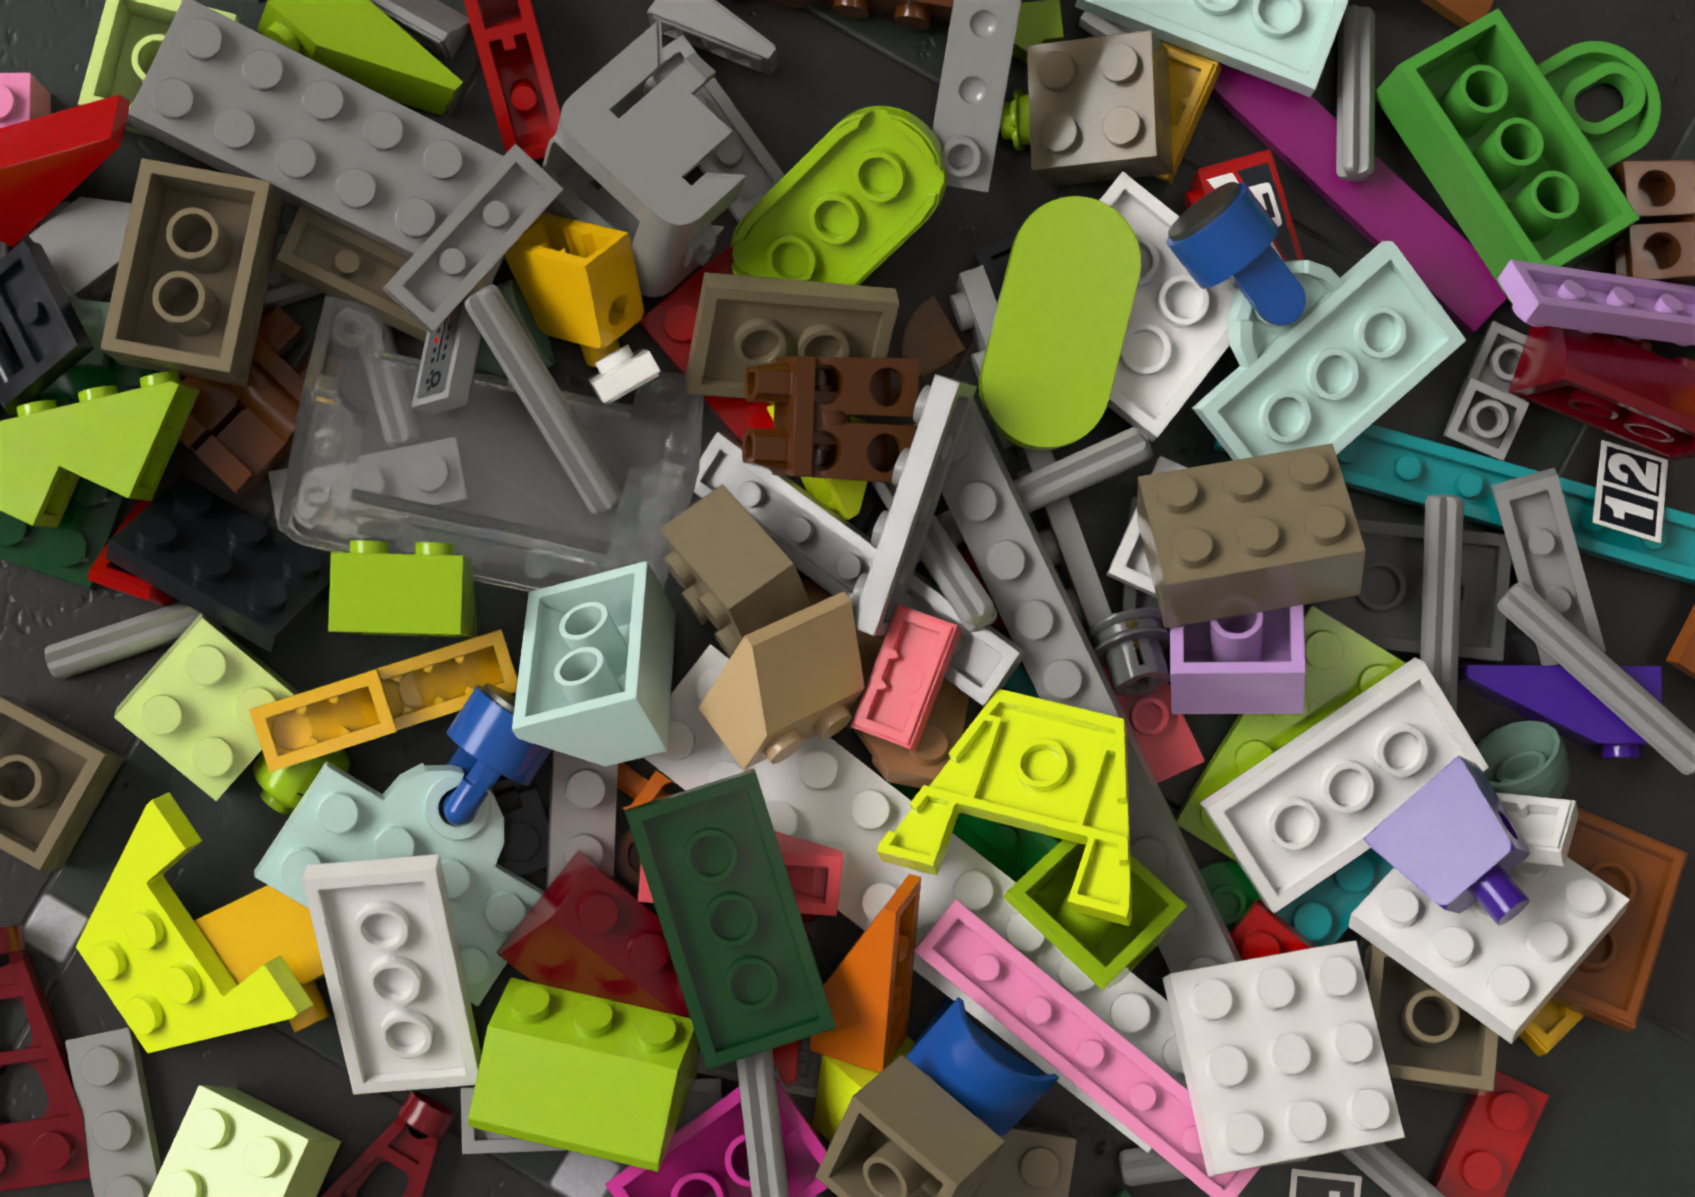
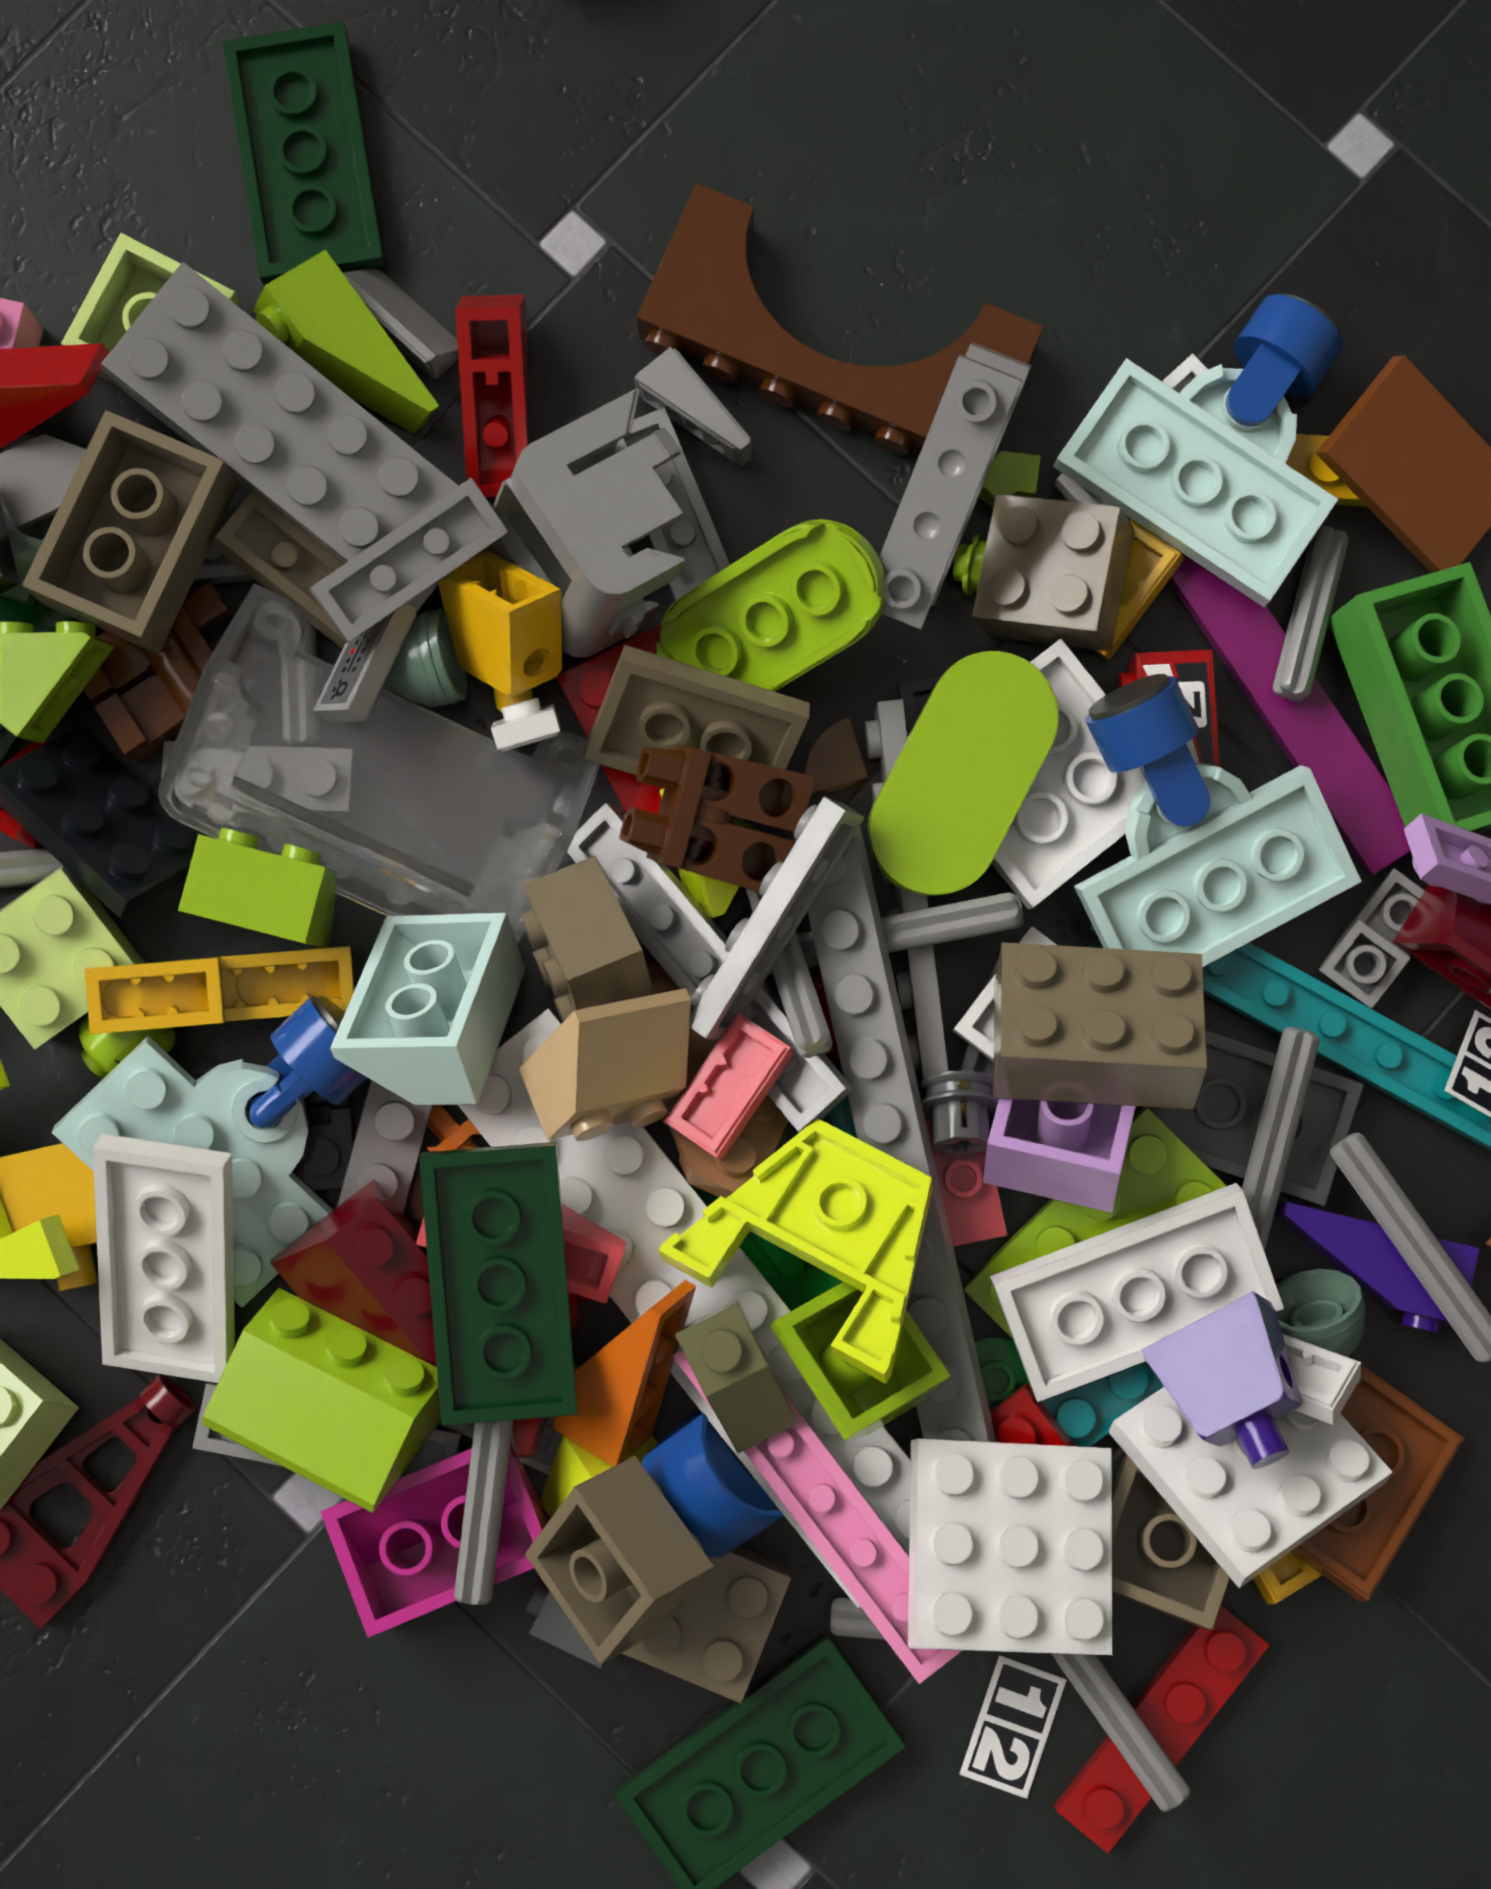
camera: 20 degrees right, 0 degrees up
(543, 398) = (442, 731): light grey axle -> none
(982, 954) = (736, 1377): none -> olive slope
(1546, 549) = (1392, 1107): light grey plate -> none

